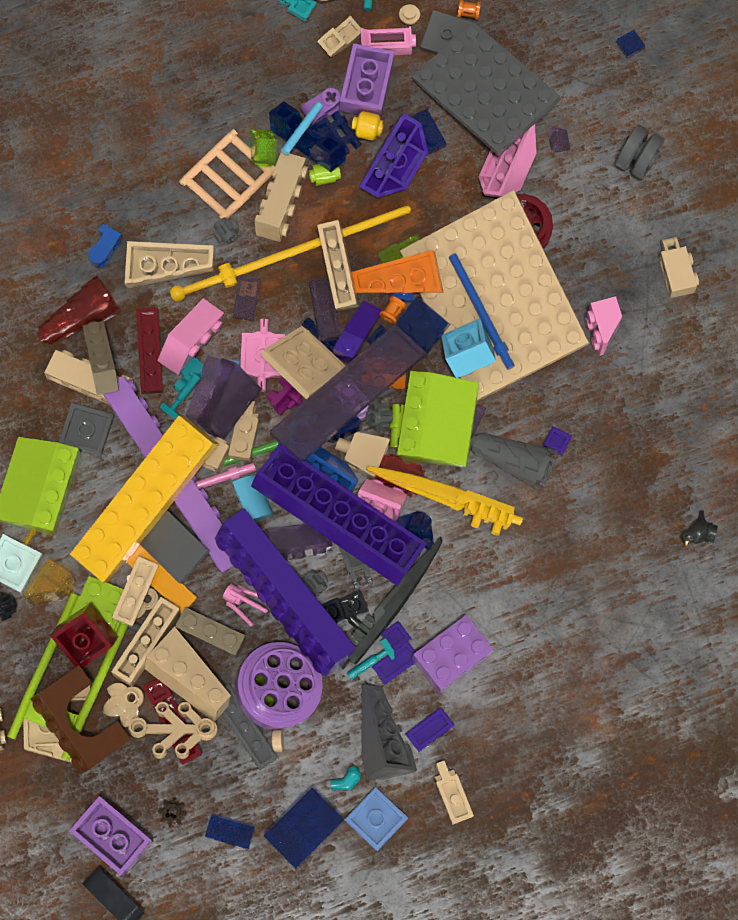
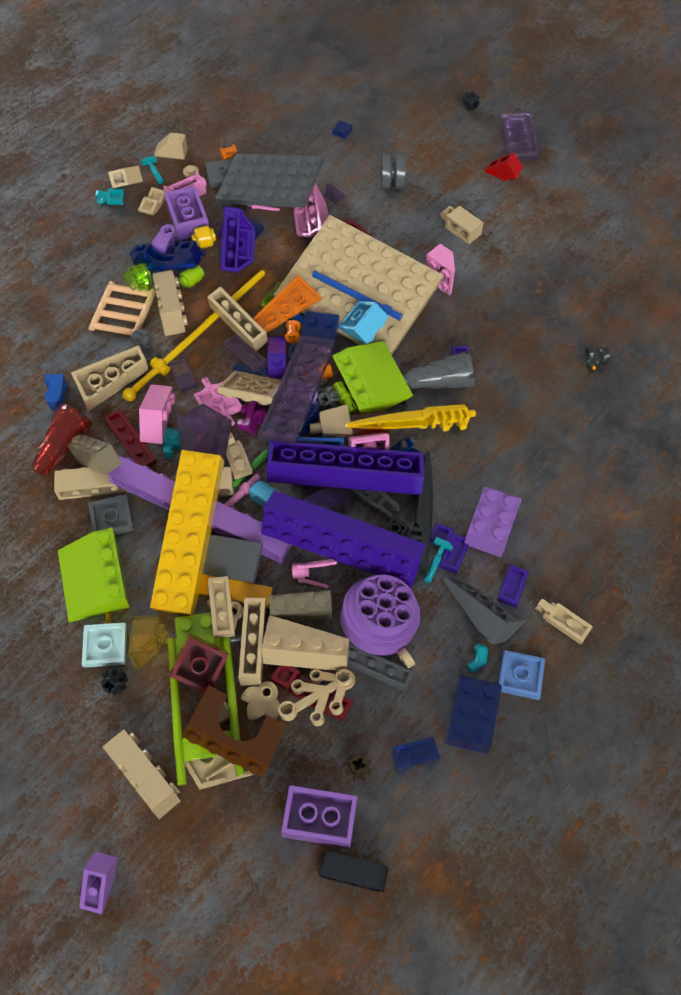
camera: 30 degrees left, 15 degrees down
(170, 410) = (173, 455): teal piece -> none
(301, 128) = (158, 255): medium azure bar -> none

